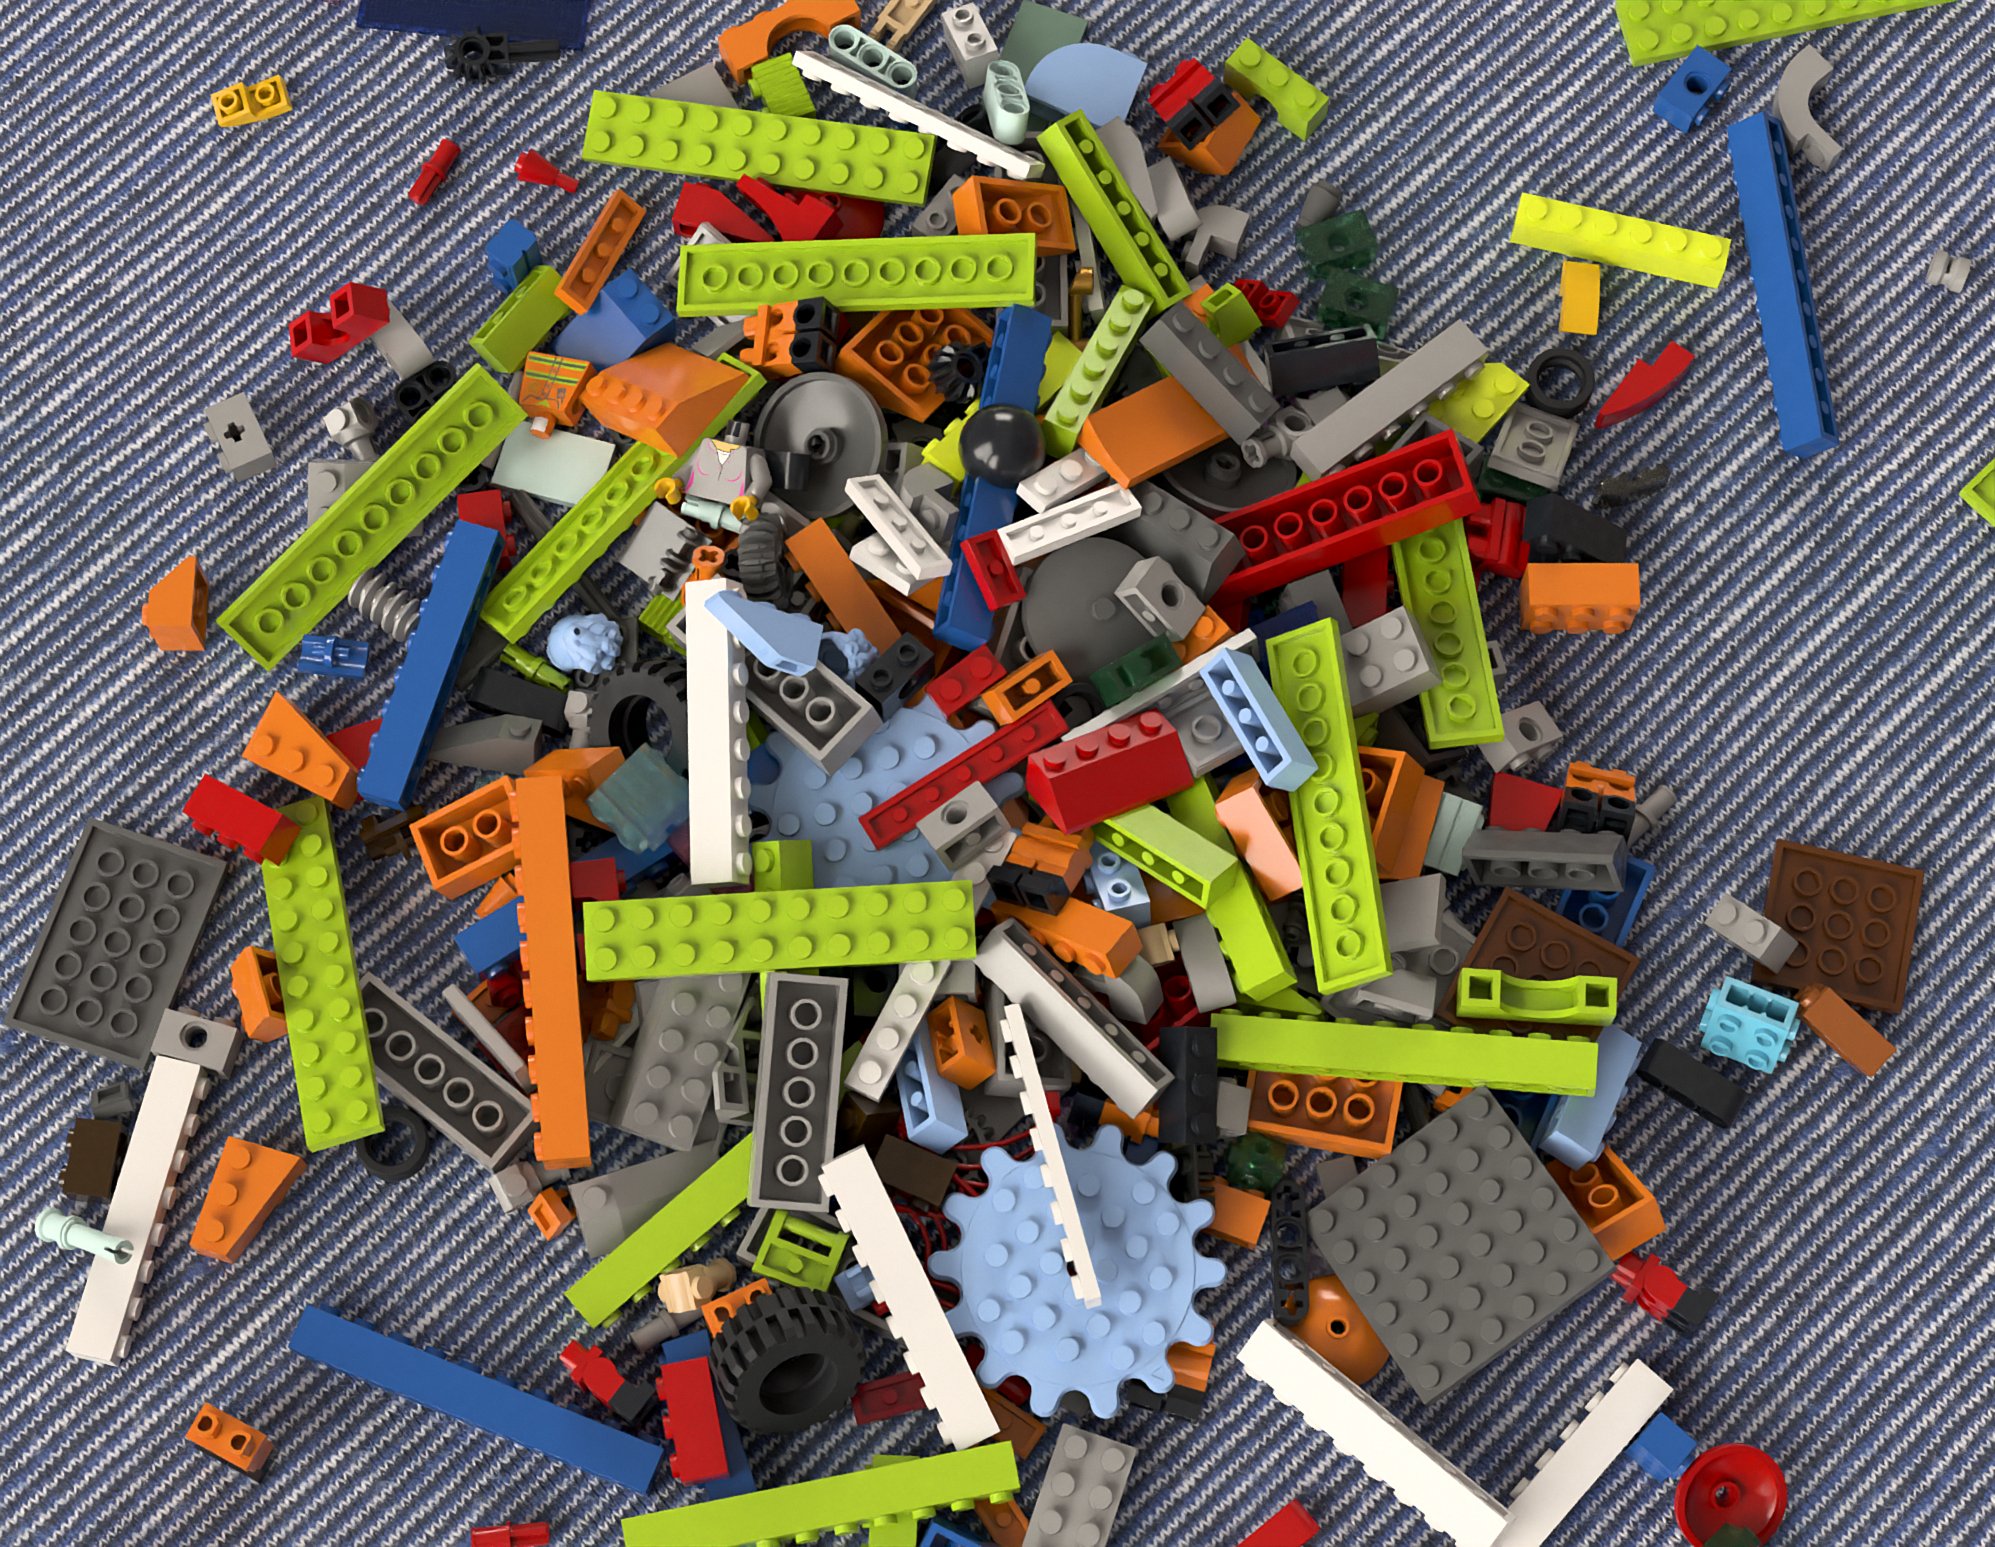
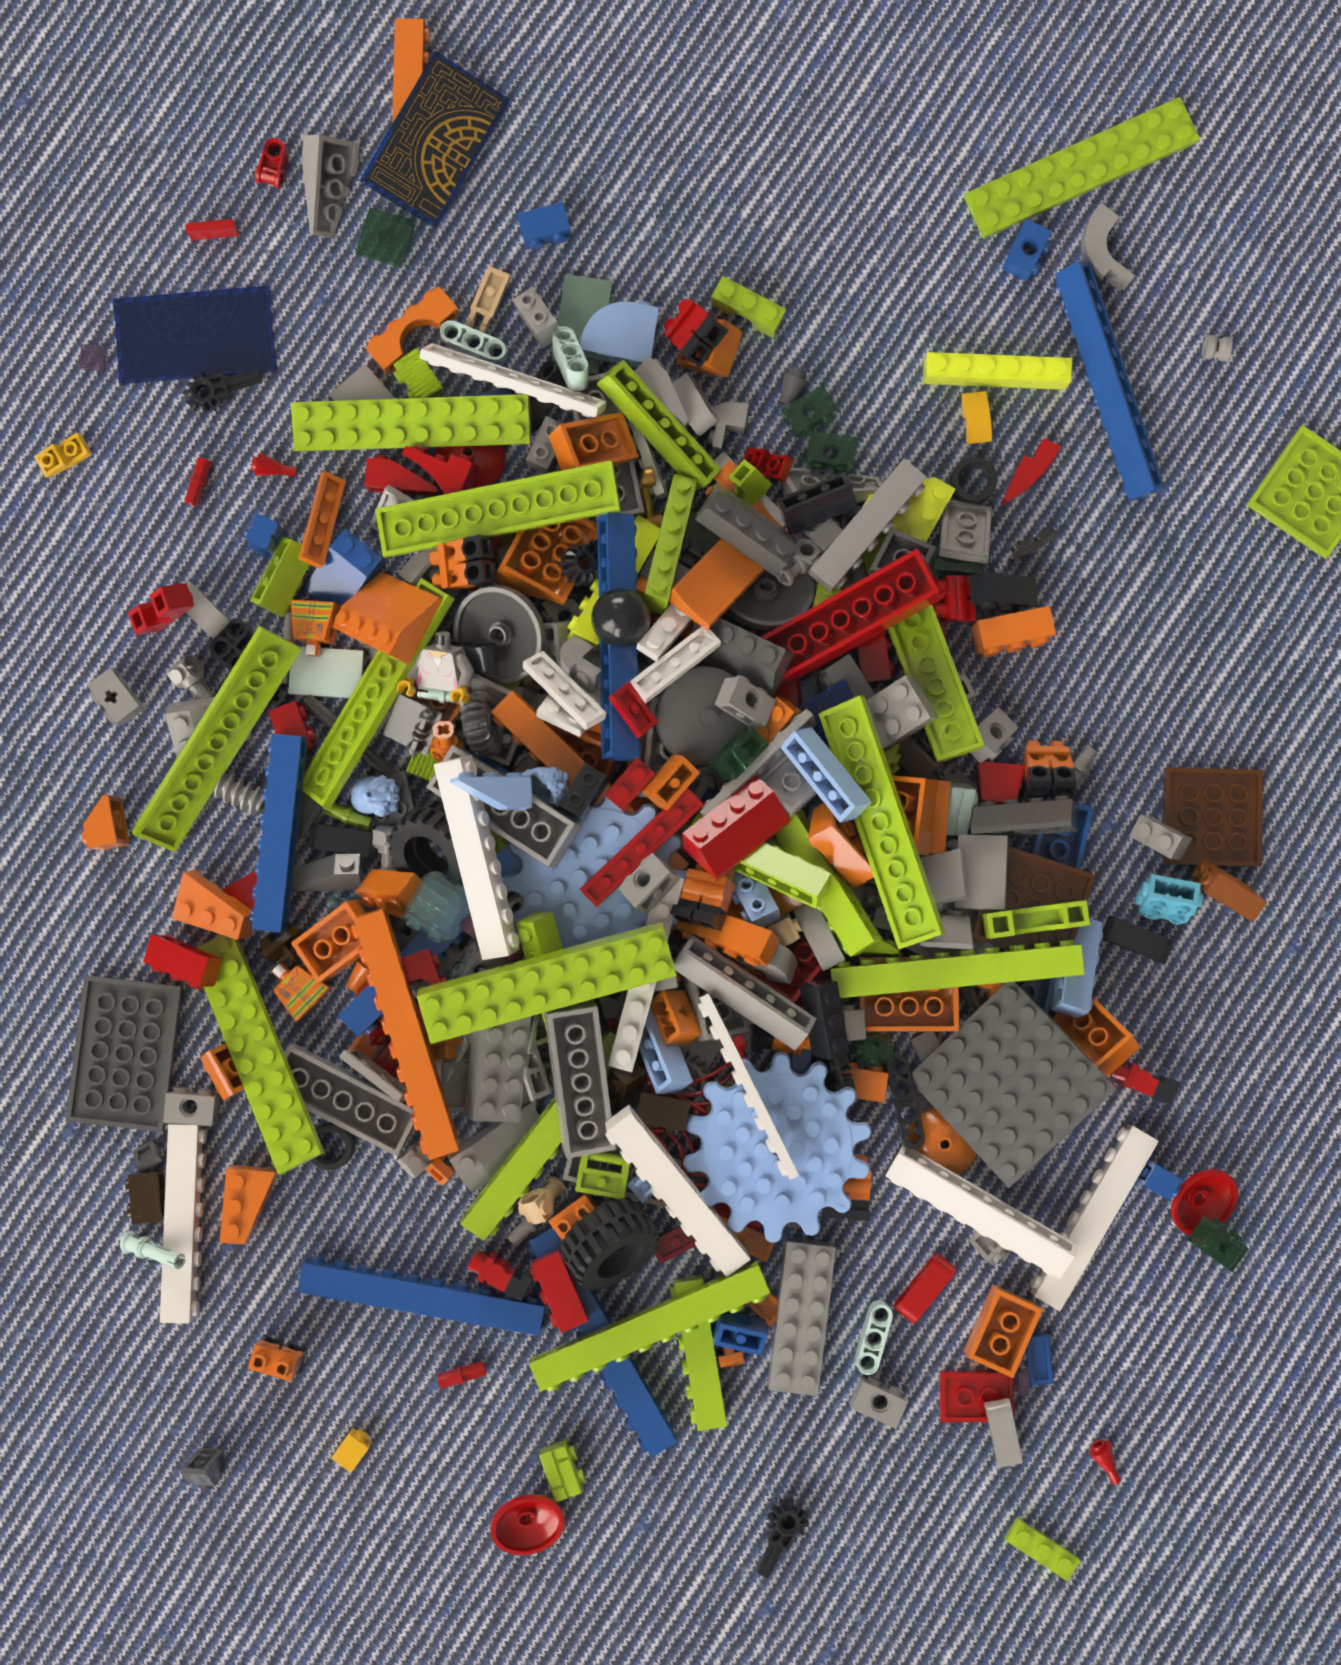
camera: 10 degrees left, 15 degrees up
(334, 657) = (215, 836): blue hips -> none
(404, 903) = (298, 990): none -> orange torso
(1380, 1507) = (989, 1249): none -> light grey bracket
(1473, 918) = (986, 871): none -> light grey tile

